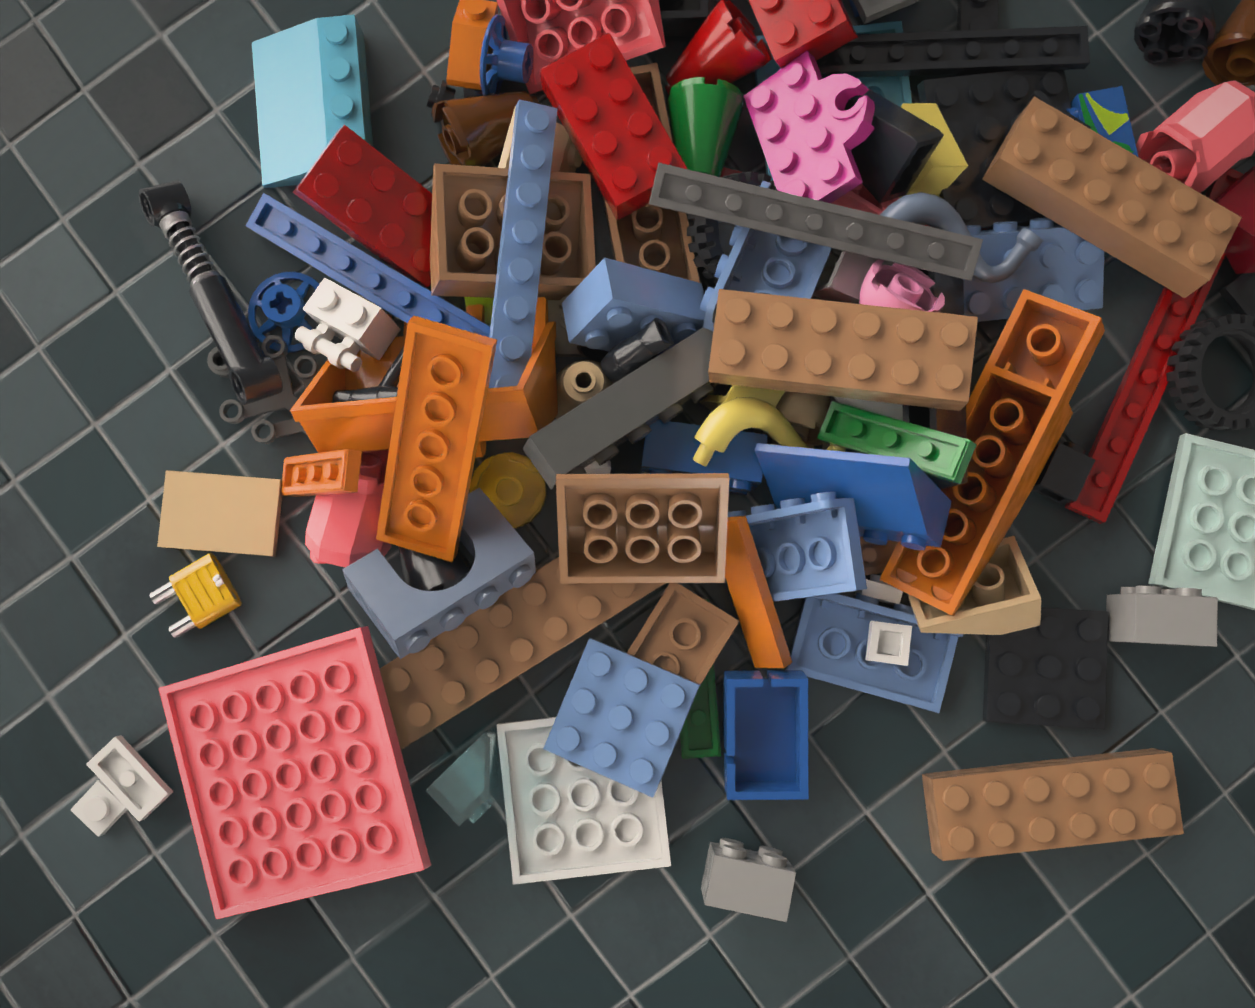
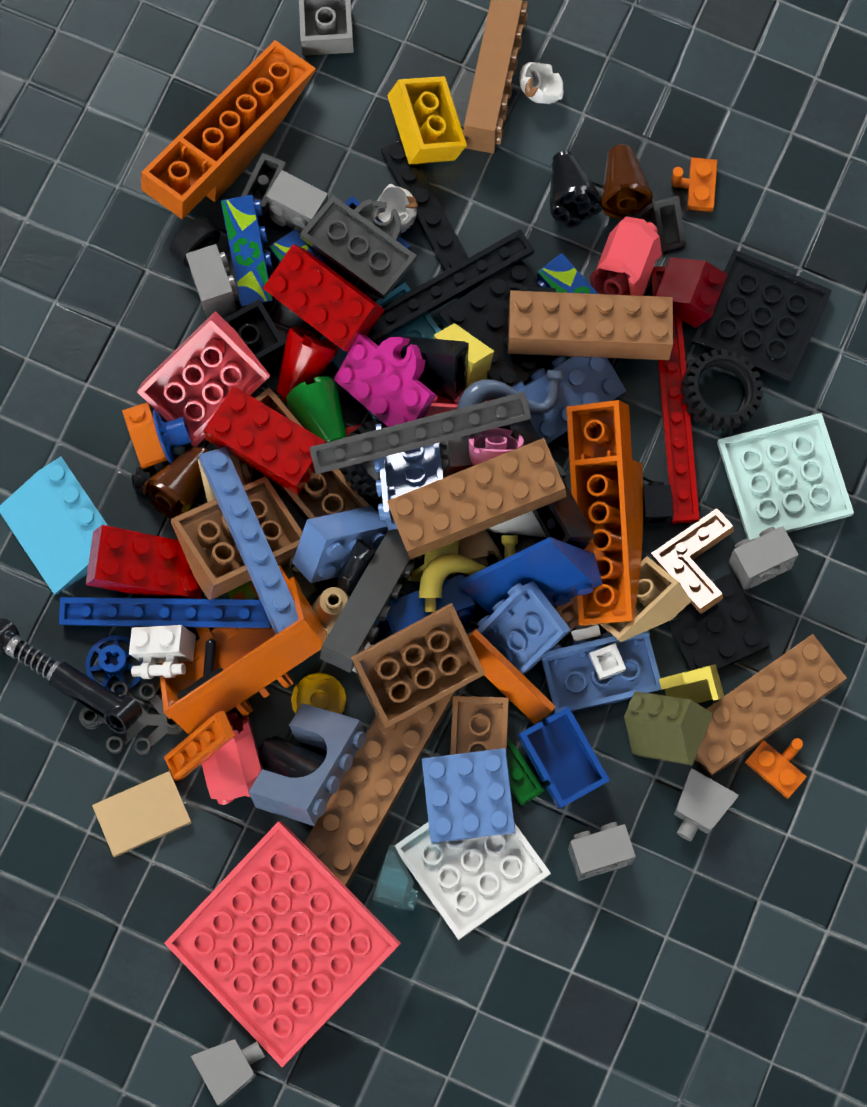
camera: 30 degrees left, 10 degrees down
(99, 808) = (166, 1042): white plate -> none
(129, 778) = (176, 1010): white plate -> none
(149, 883) = (227, 1068): none -> light grey torso
(202, 591) = (159, 869): yellow piece -> none
(434, 437) = (265, 681): orange plate -> none
(876, 434) = (563, 527): green tile -> none
(906, 885) = (702, 804): none -> light grey torso
(918, 773) = (666, 727): none -> olive slope
(979, 731) = (696, 684): none -> light yellow panel
(1026, 889) = (776, 767): none -> orange plate
(1056, 550) = (678, 555): none -> plate

